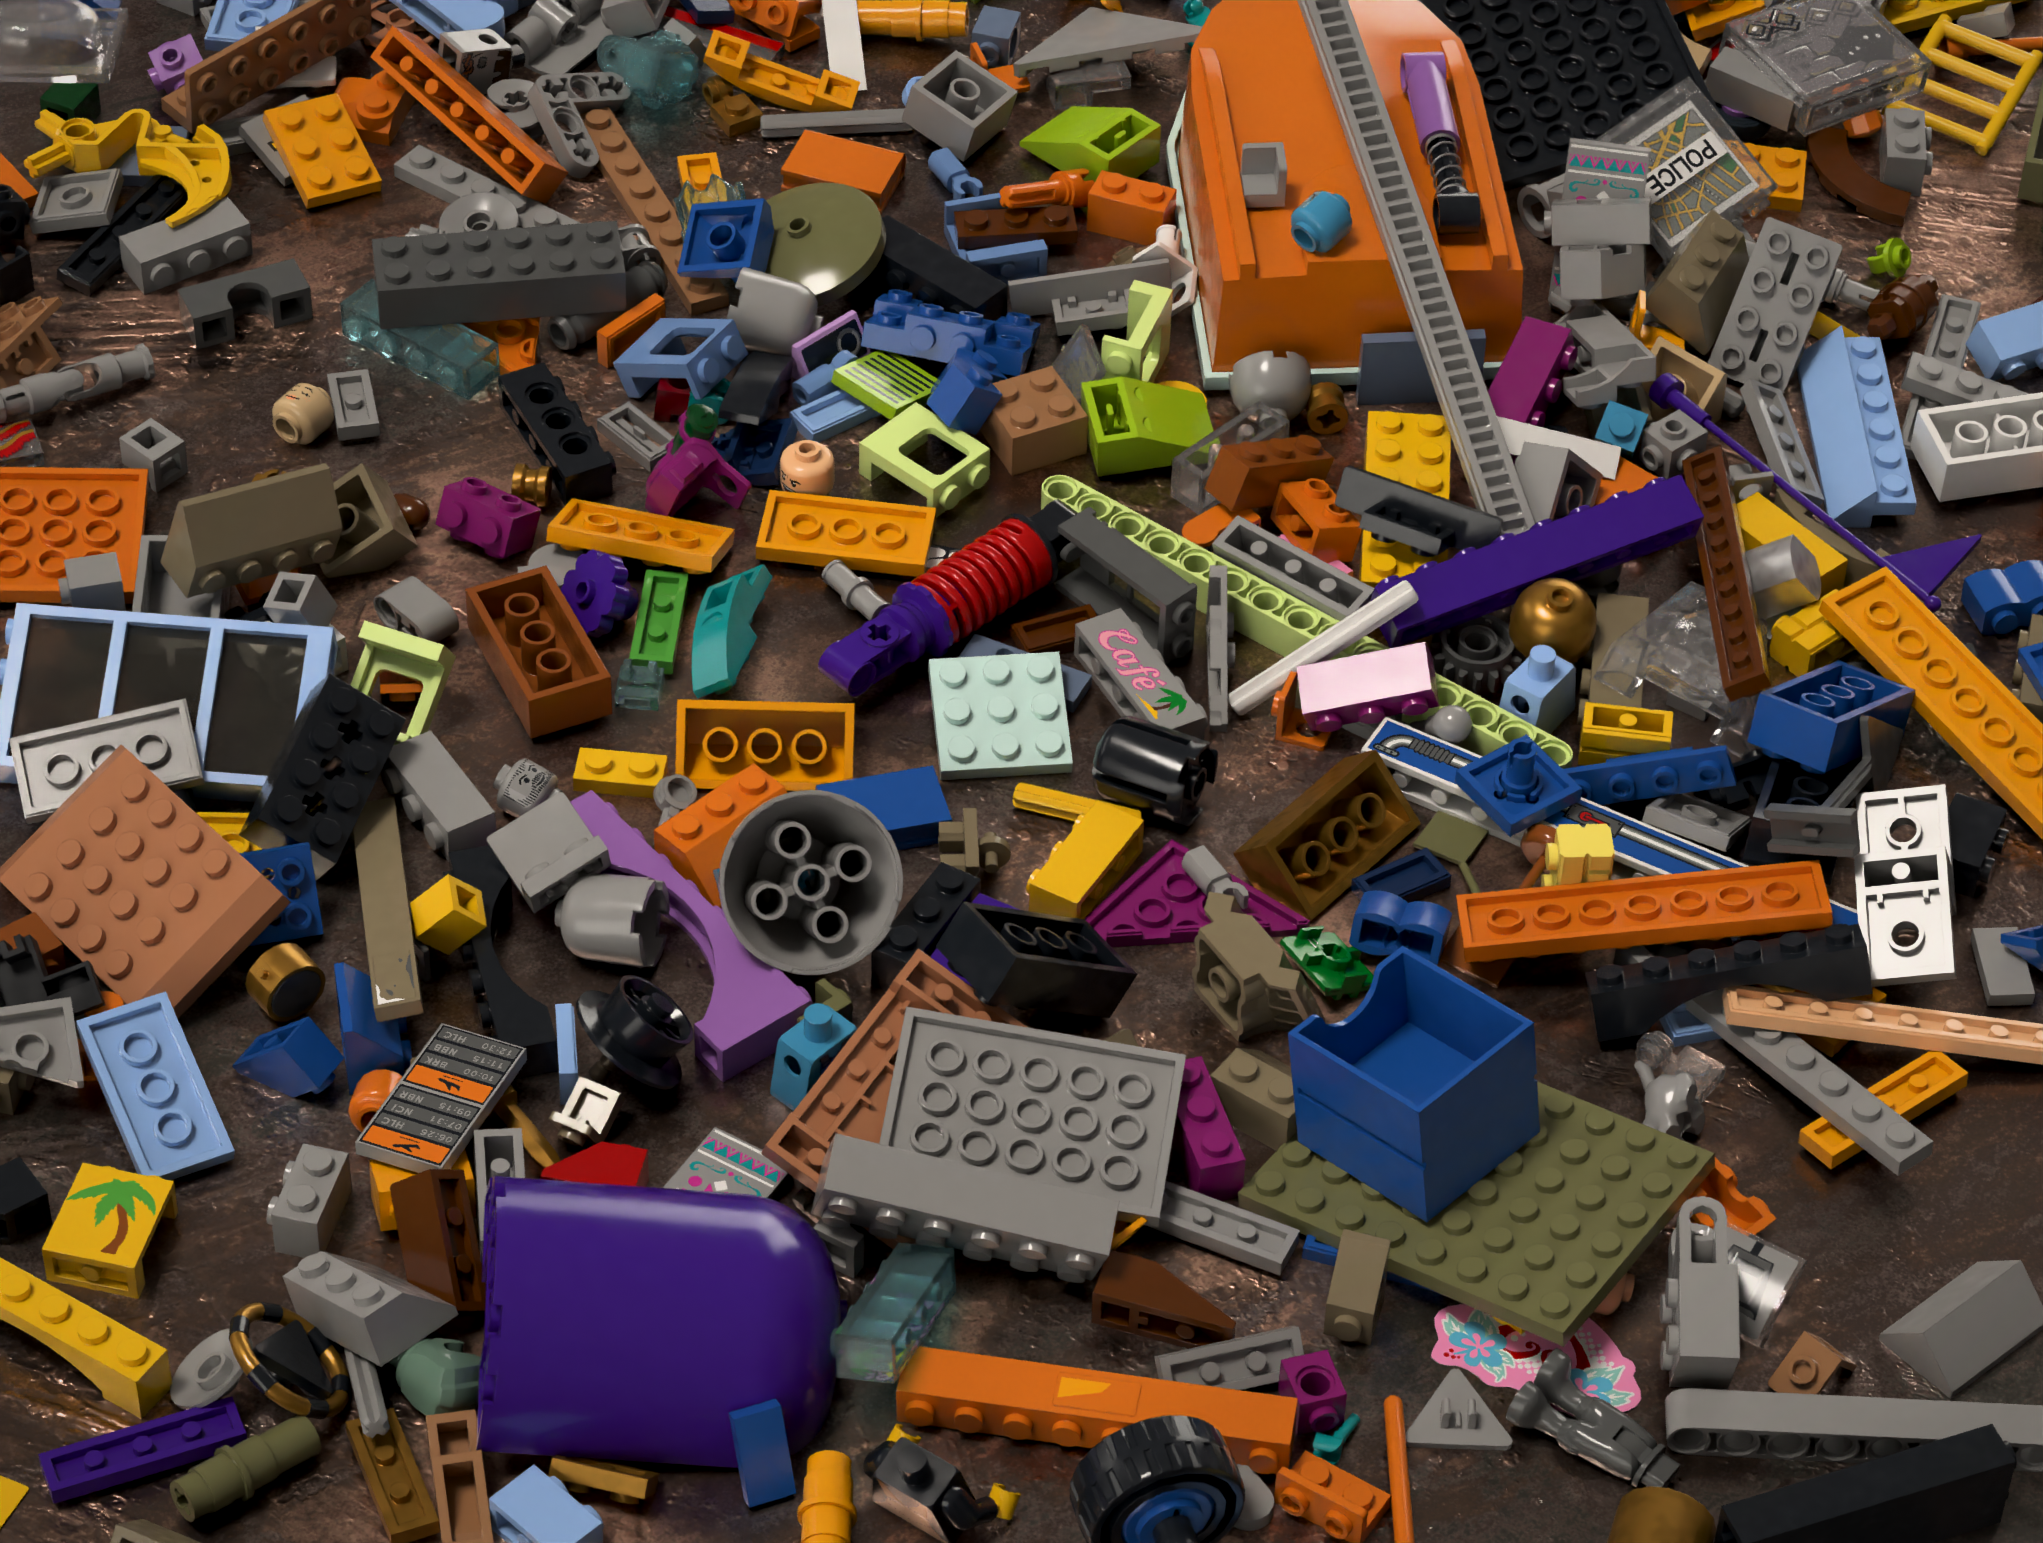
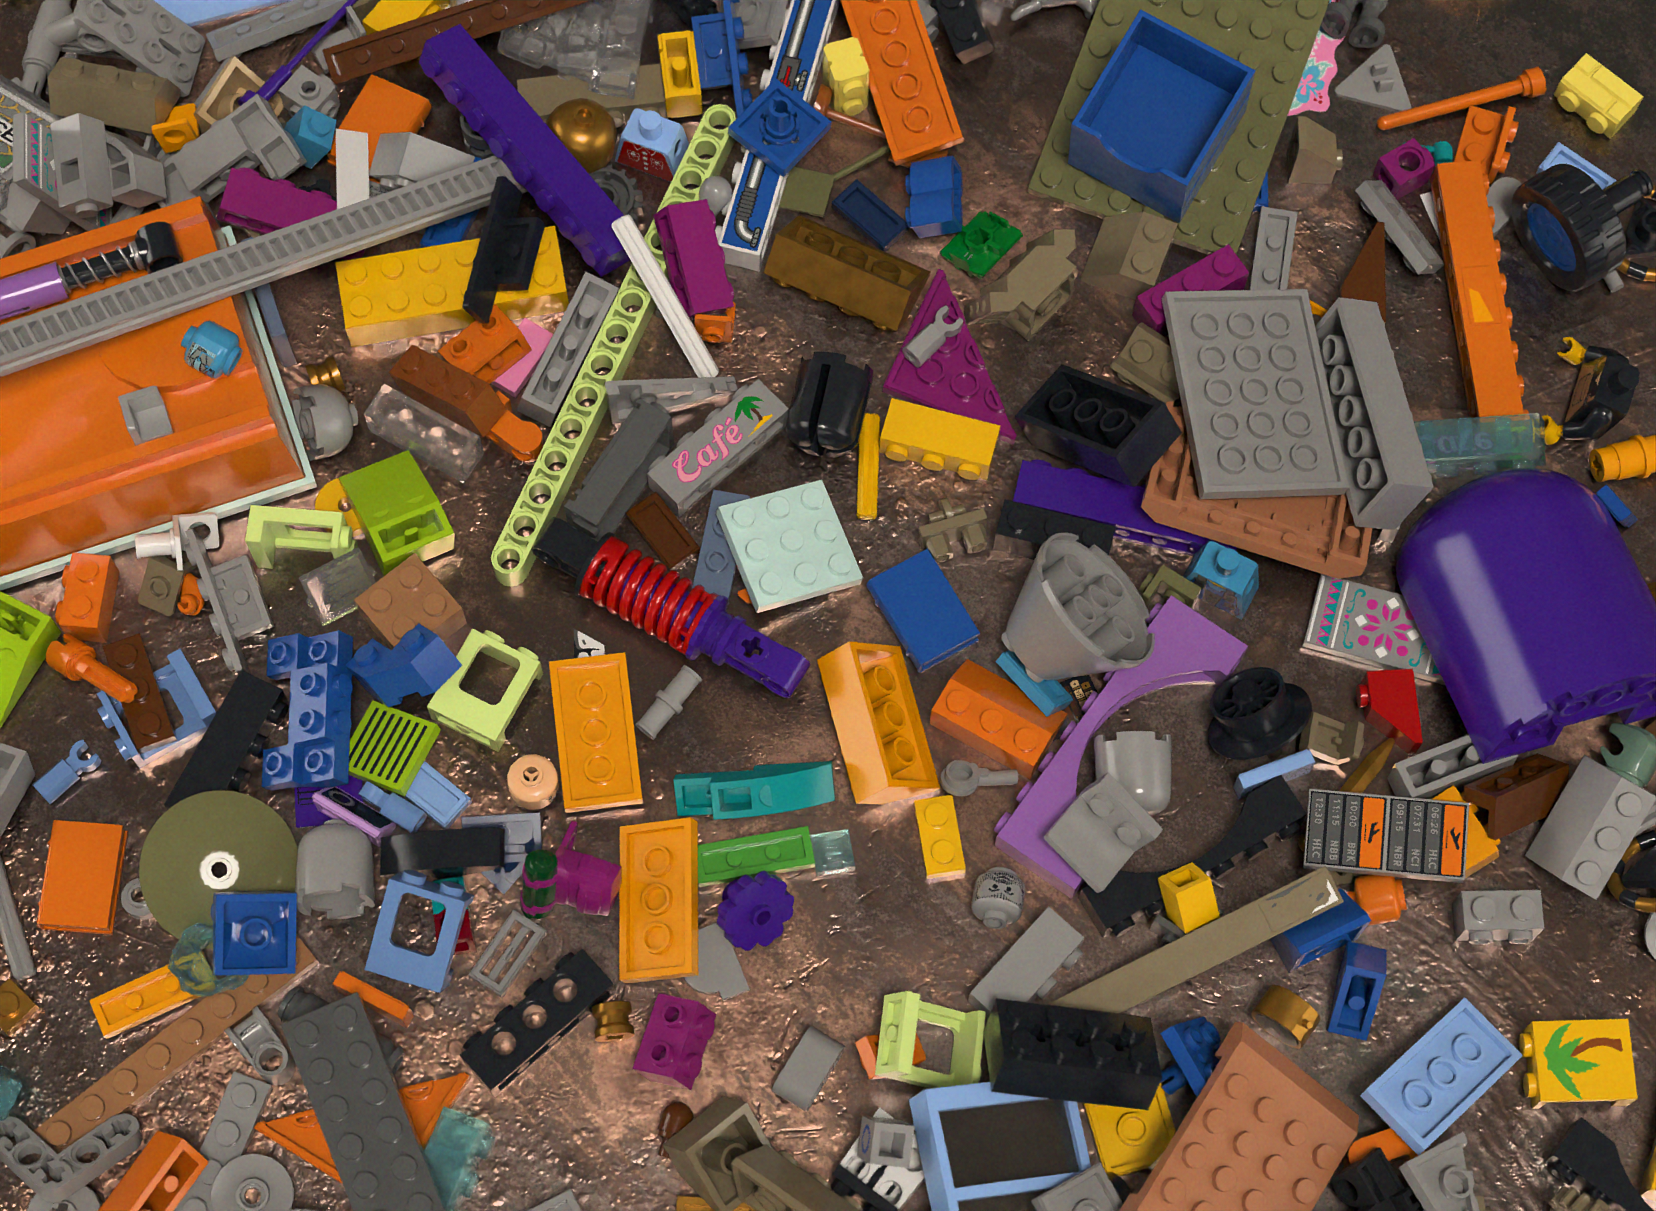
camera: 105 degrees left, 25 degrees up
(539, 651) = (837, 938): dark orange brick -> none

